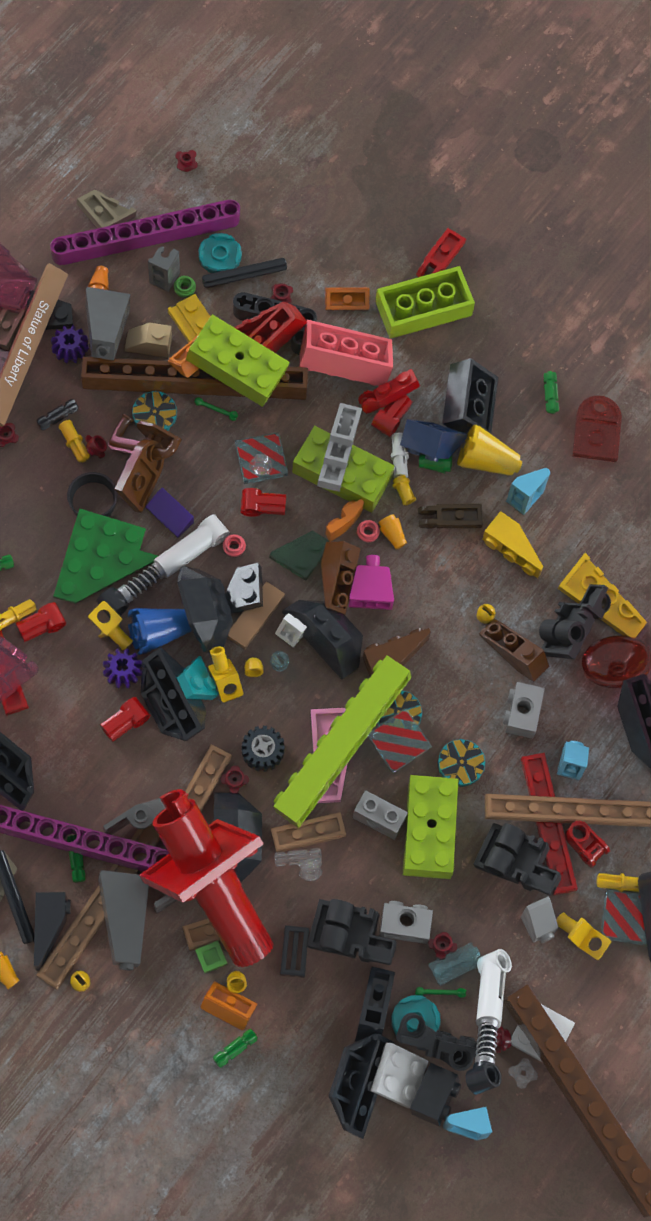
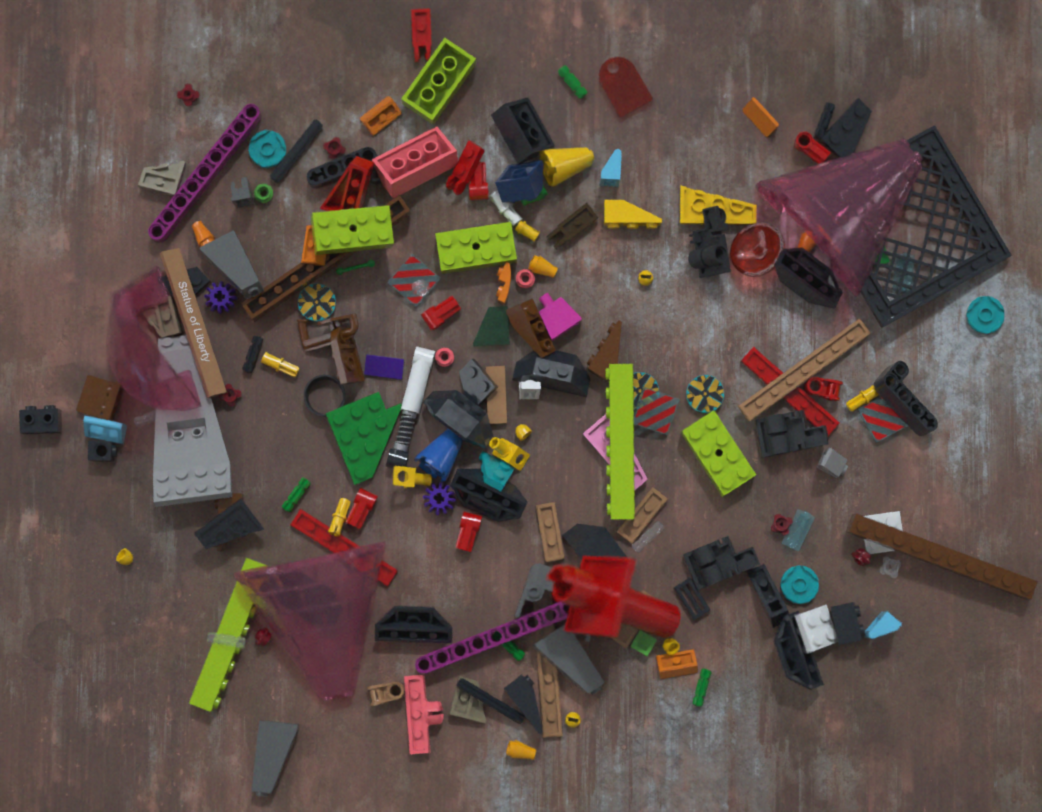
camera: 30 degrees left, 15 degrees up
(96, 445) = (297, 357): dark red plate -> none
(150, 340) = (271, 253): tan slope -> none
(189, 316) = (288, 213): yellow plate -> none
(234, 772) = (572, 512): dark red plate -> none
(260, 740) = (576, 483): black wheel -> none
(276, 664) = (534, 418): clear light blue hinge -> none
(310, 869) = (662, 539): clear plate -> none
(339, 447) = (466, 238): light grey slope -> none
(380, 815) = (680, 470): light grey brick -> none
(393, 929) = (759, 523): light grey brick -> none
(439, 1043) = (842, 586): black plate -> none
(461, 992) = (814, 545): green hinge -> none
(493, 972) = (826, 518): piece -> none
(516, 650) = (683, 289): reddish brown slope -> none
(529, 697) = (719, 316): light grey brick -> none
(573, 760) = (776, 338): medium azure slope -> none
(582, 933) = (863, 451): yellow bracket -> none

